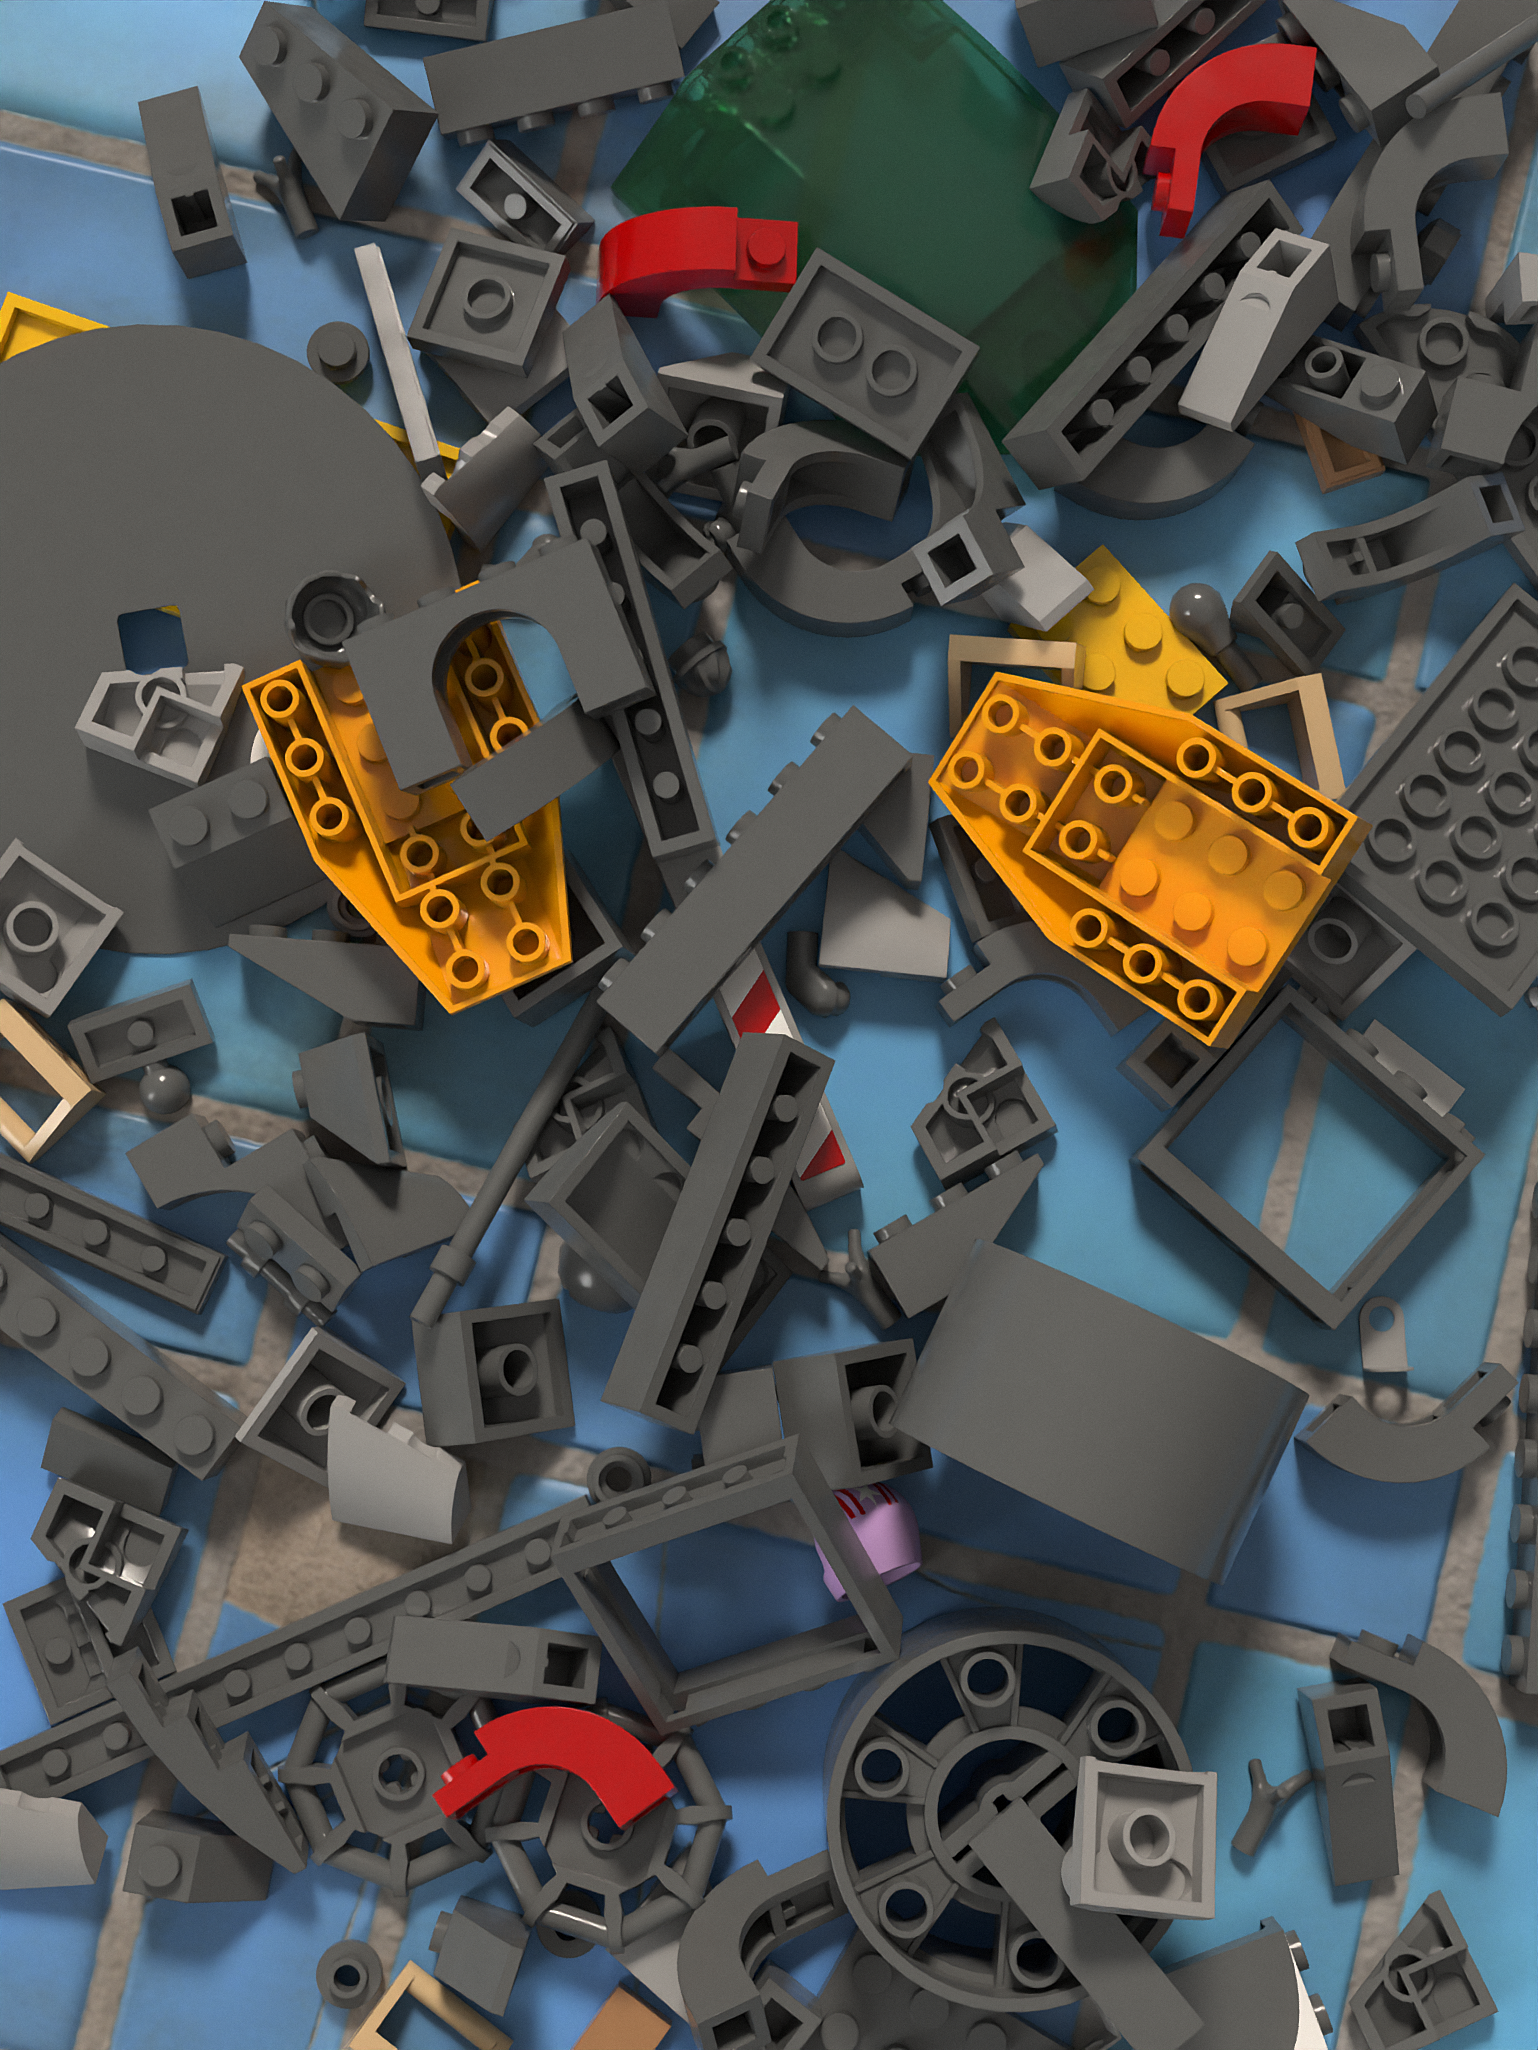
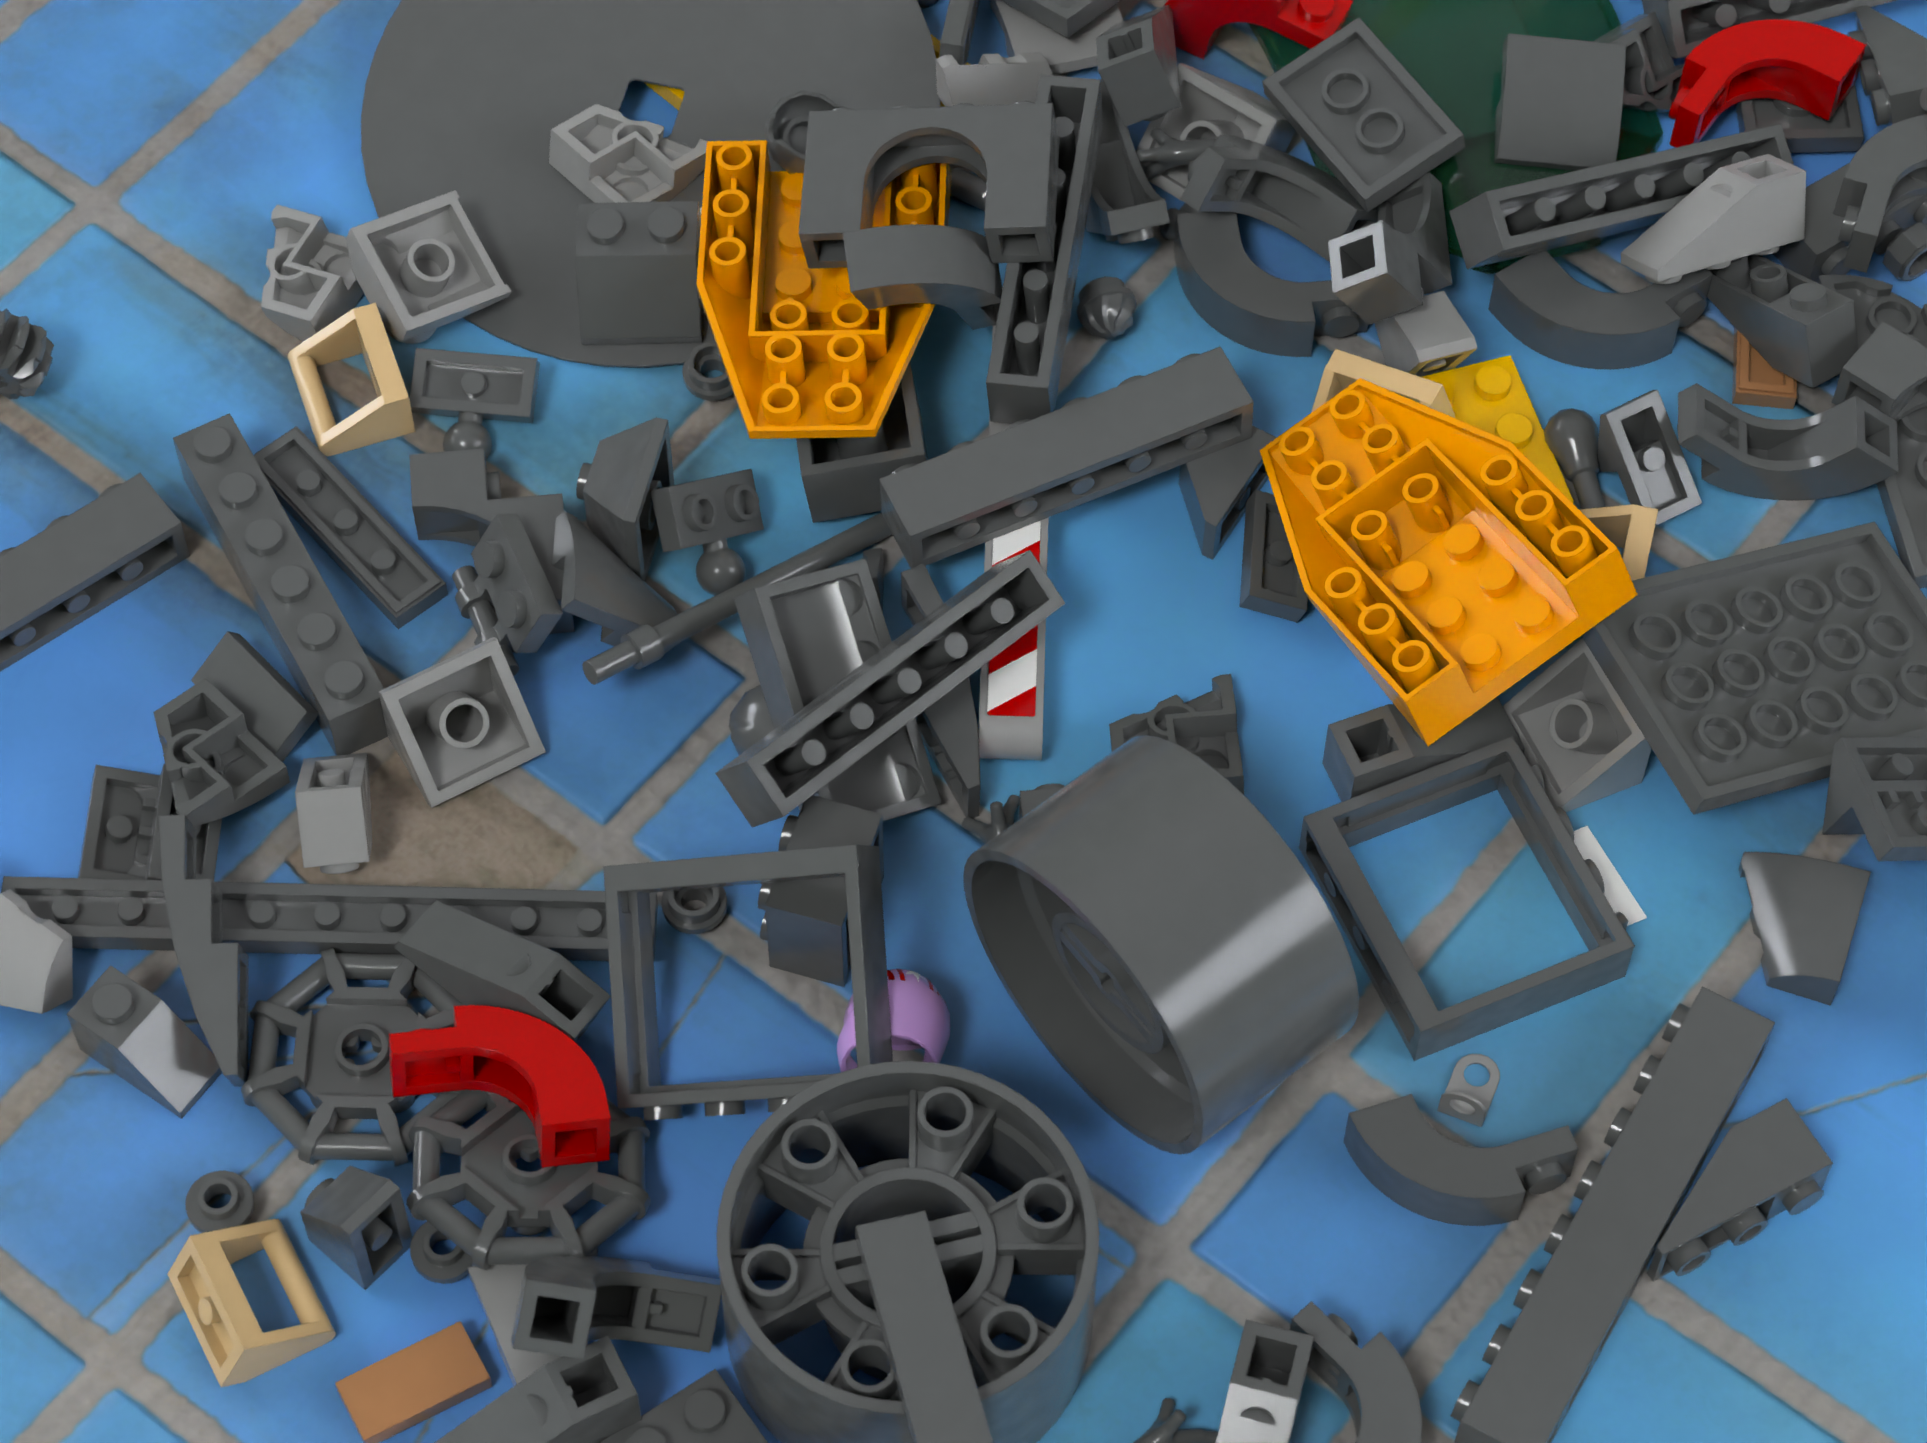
camera: 25 degrees right, 25 degrees down
(246, 1544) = (334, 812): none -> light grey slope
(353, 979) = (703, 421): dark grey slope -> none
(393, 1479) = (493, 802): light grey slope -> none
(436, 1089) = (707, 514): none -> dark grey plate
(493, 1373) = (629, 763): dark grey slope -> none
(808, 982) = (1076, 582): dark grey arm -> none
(844, 1411) = (927, 907): dark grey brick -> none
(880, 926) = (1164, 566): light grey slope -> none
(1026, 954) = (1286, 635): dark grey arch -> none
(1052, 258) = (1559, 102): none -> dark grey slope
(1143, 1842) = (1015, 1274): light grey slope -> none

